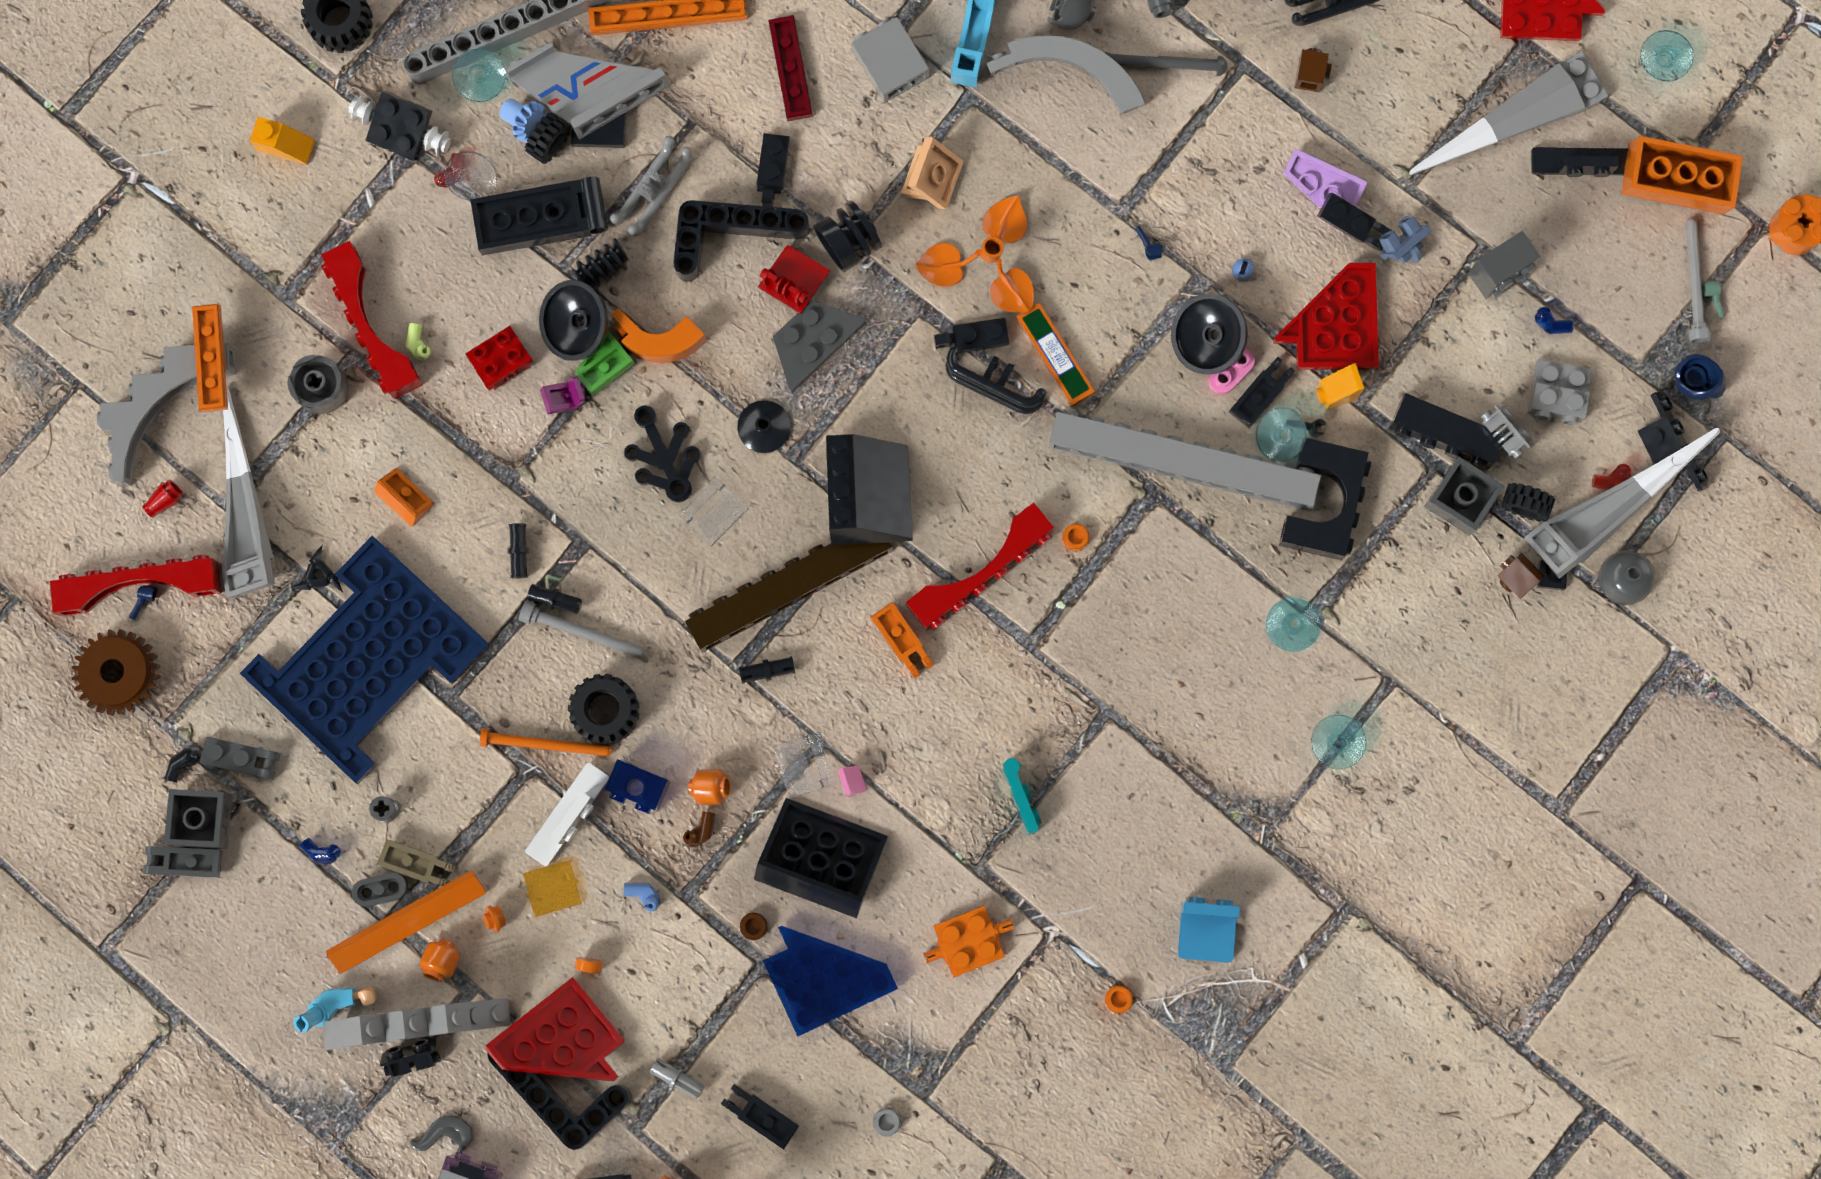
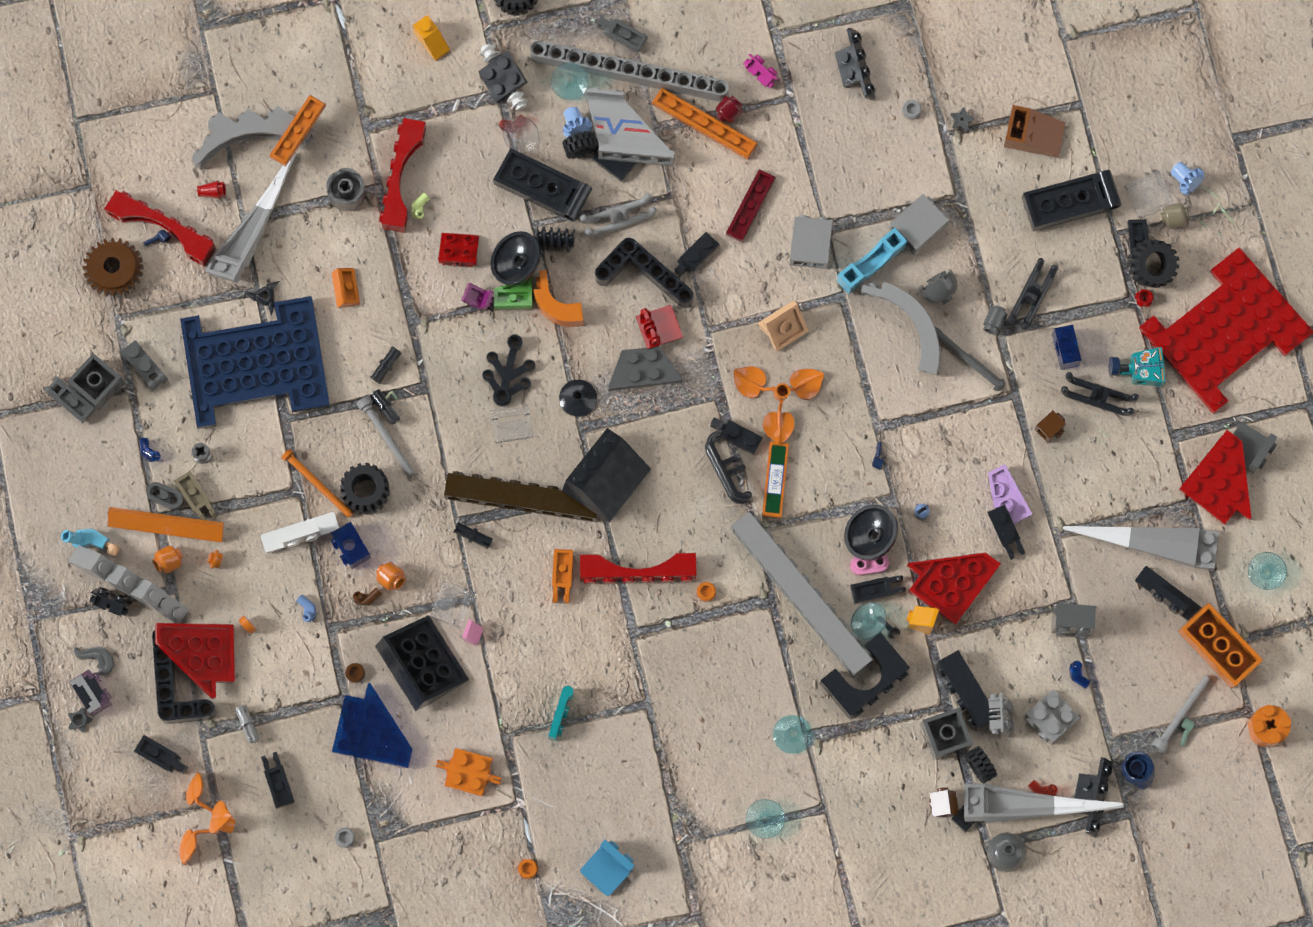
camera: 30 degrees right, 5 degrees down
(178, 761) = (114, 342): black arm -> none
(552, 888) = (260, 567): clear yellow piece -> none
(847, 236) = (707, 324): black wheel -> none
(1408, 244) = (1028, 566): sand blue hips -> none

